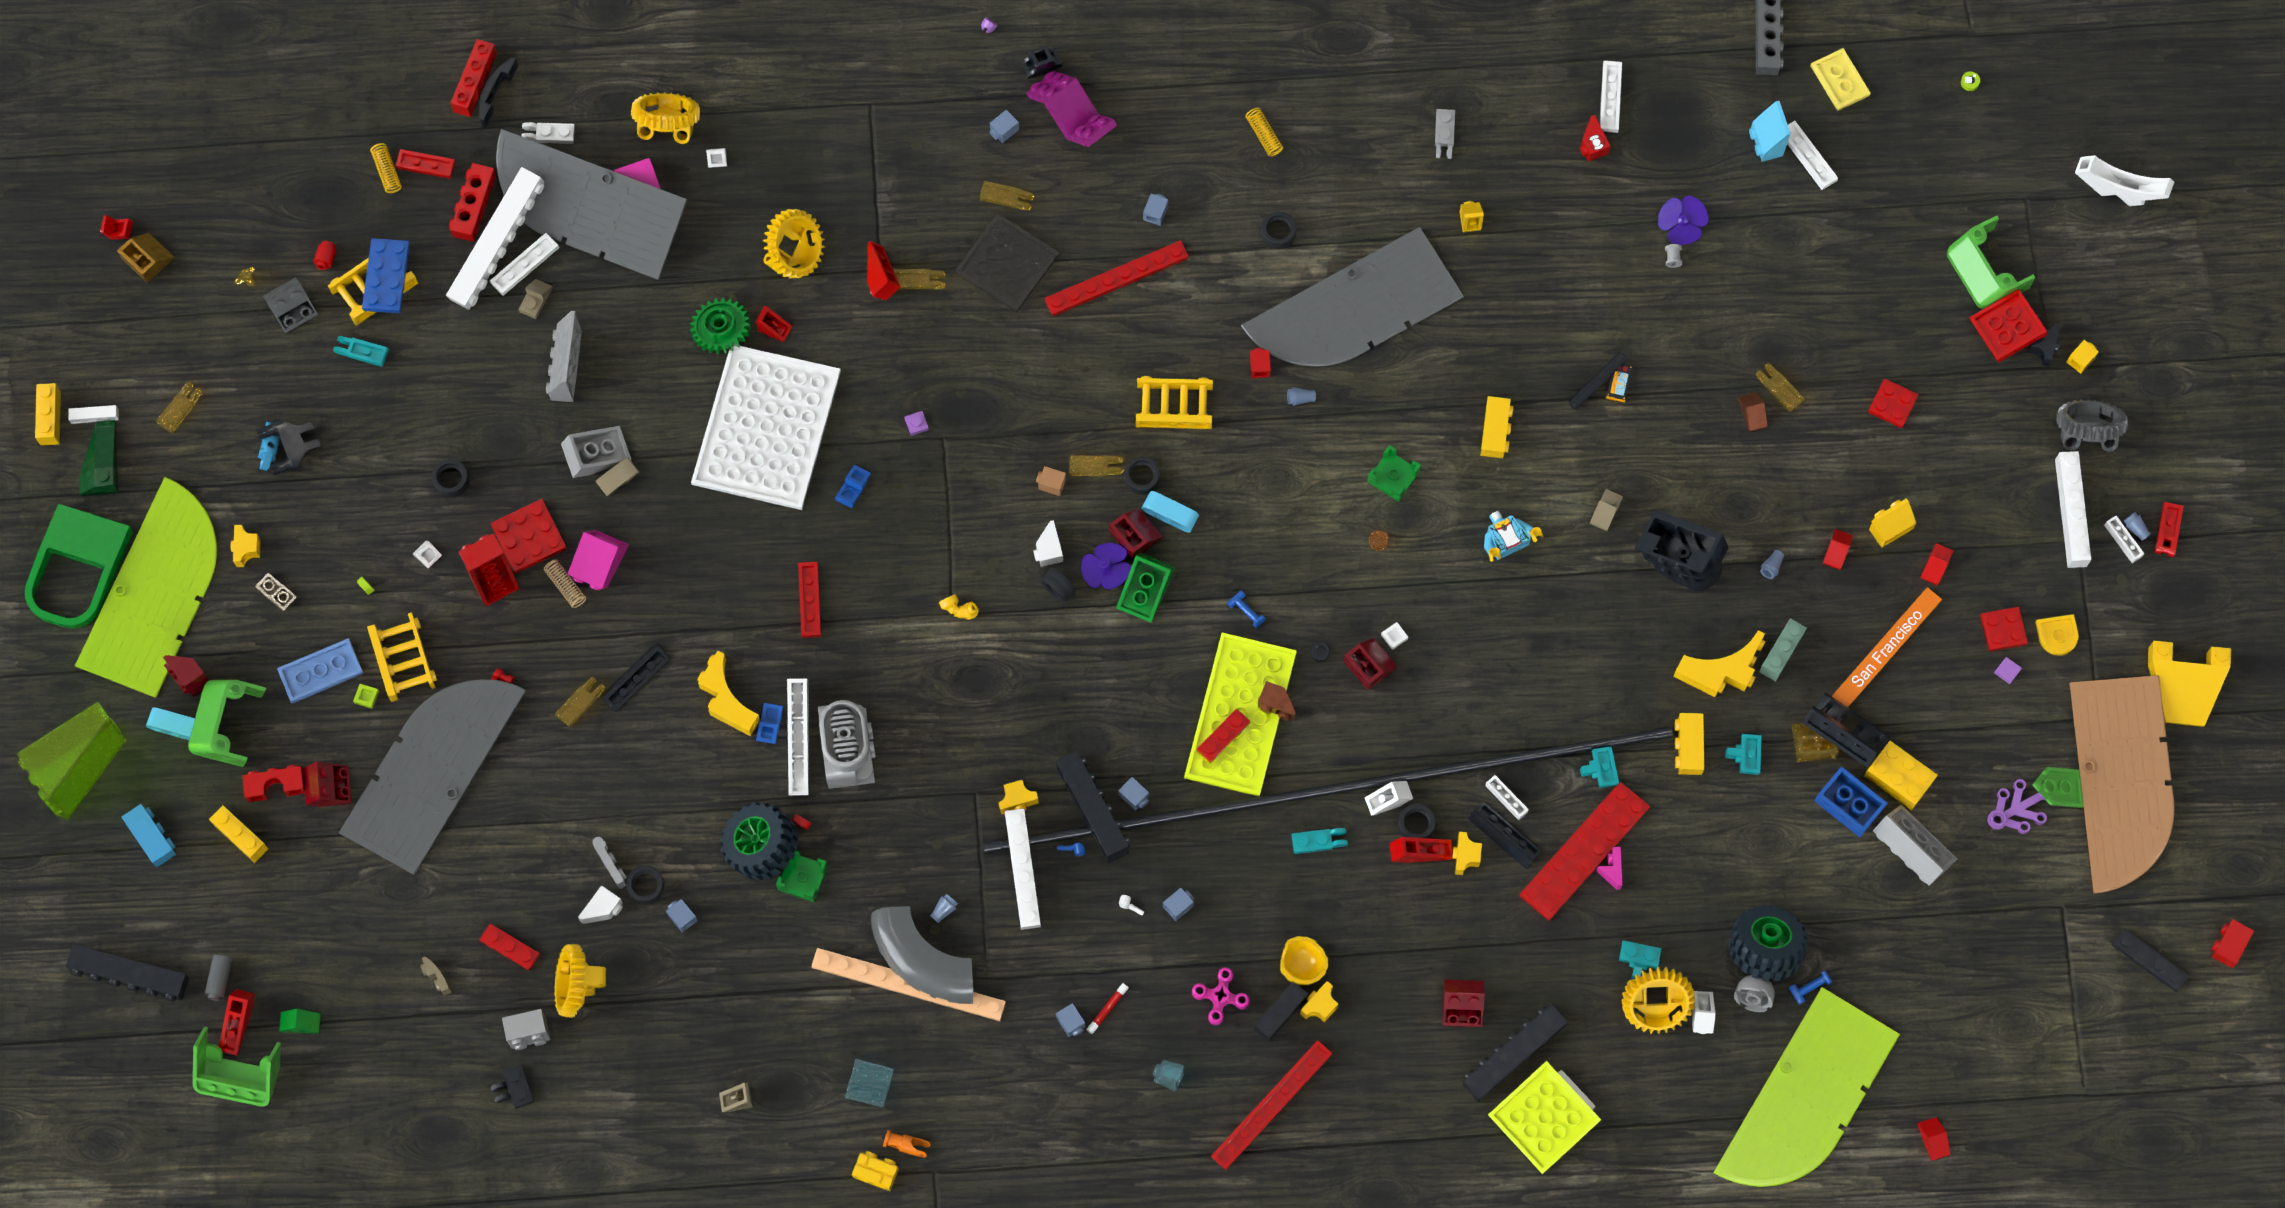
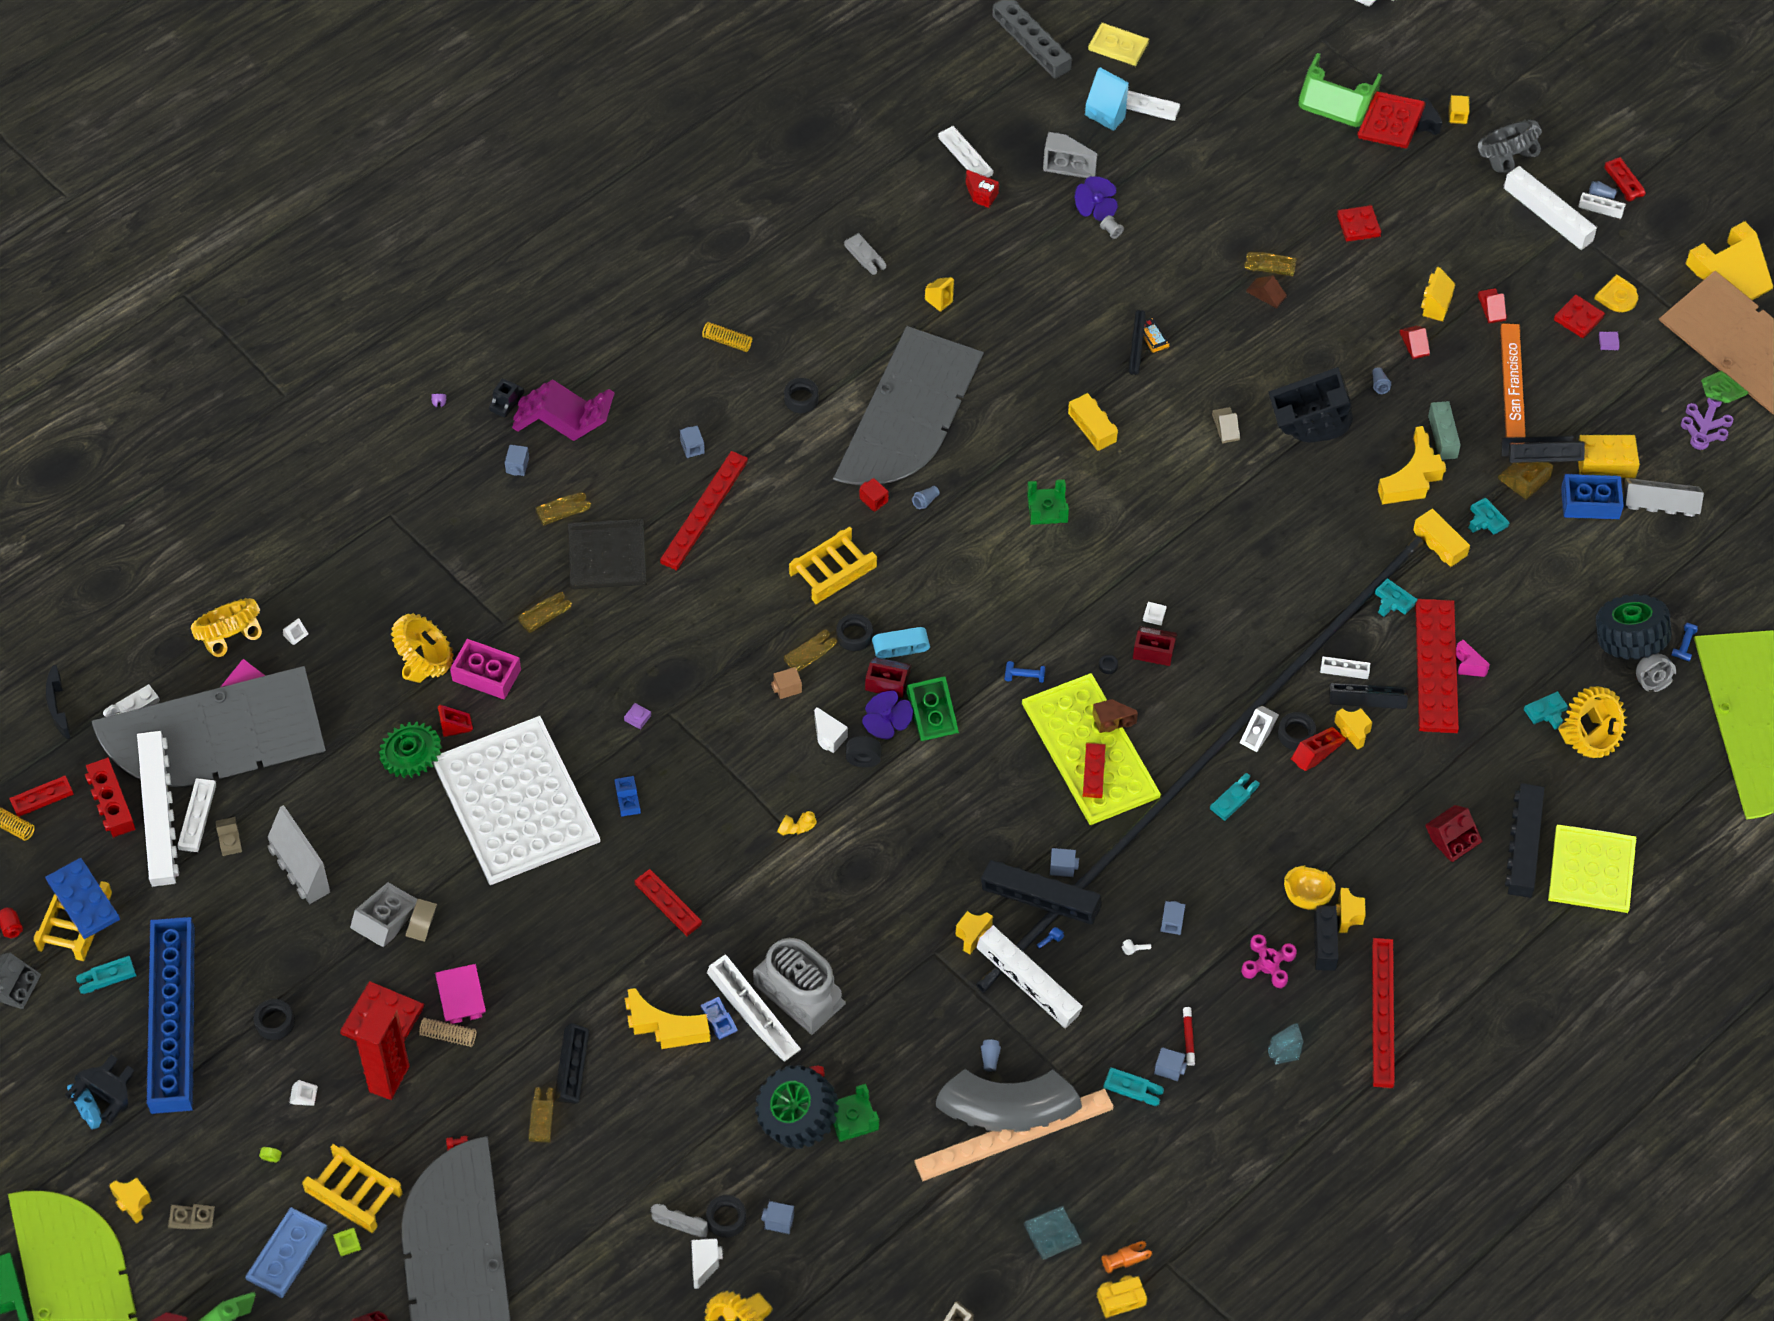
camera: 40 degrees left, 15 degrees down
(379, 419) = (171, 1015): none -> blue brick
(473, 78) = (30, 704): red brick -> none
(830, 298) = (485, 669): none -> dark pink brick
(880, 273) = (512, 626): red slope -> none
(1027, 1014) = (1132, 1086): none -> teal hinge
(1378, 540) = (1078, 557): clear orange tile -> none
(1508, 536) = (1174, 486): torso -> none
(1688, 159) = (1068, 156): none -> light grey slope
(1703, 1013) = (1636, 712): white slope -> none

